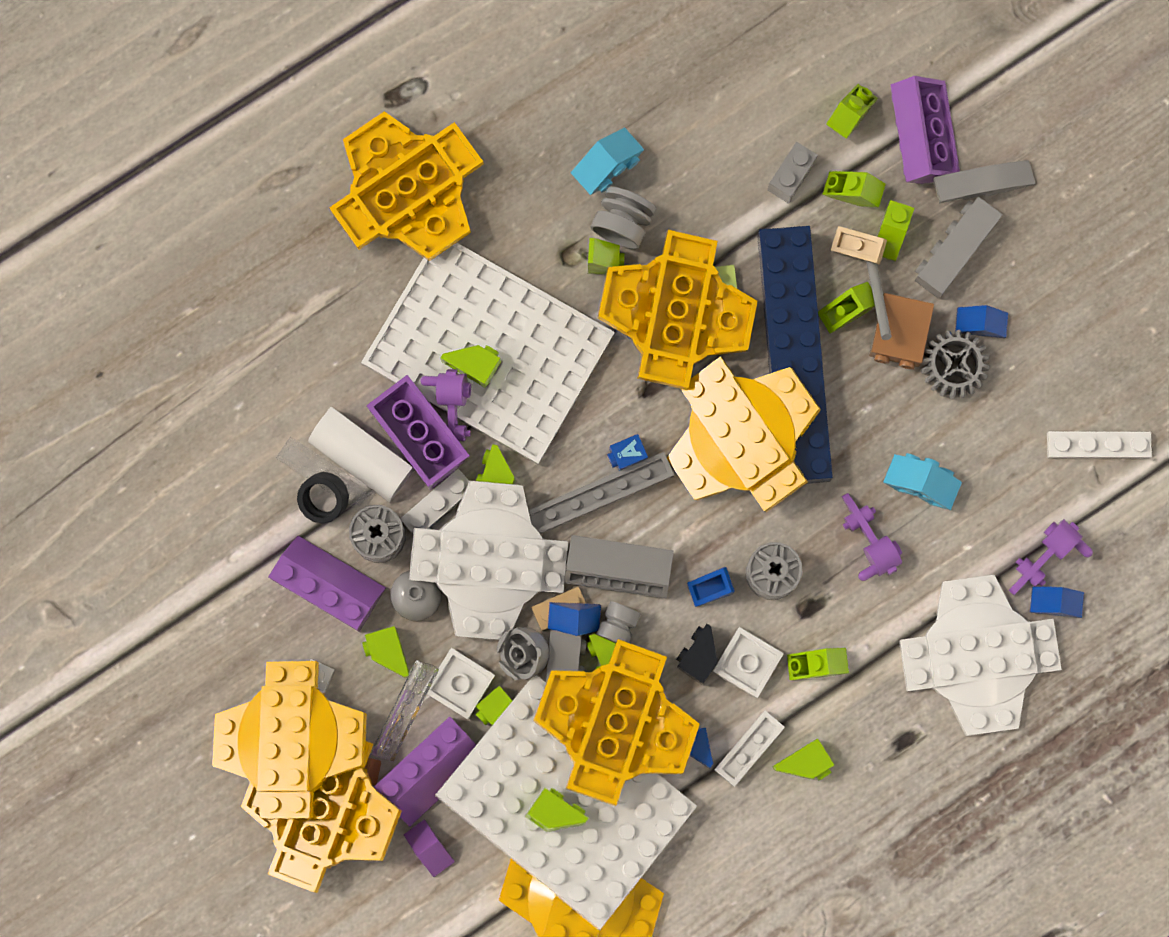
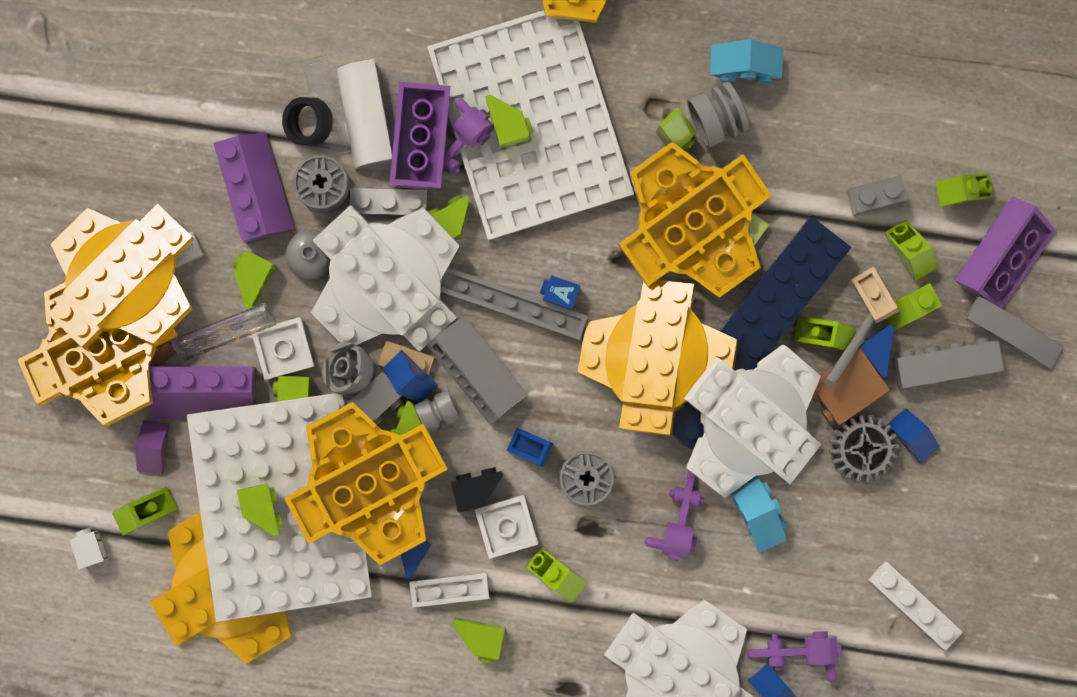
camera: 40 degrees right, 5 degrees up
(467, 901) = (144, 511): none -> lime slope
(857, 415) = (753, 421): none -> white plate
(898, 282) = (878, 349): none -> blue slope

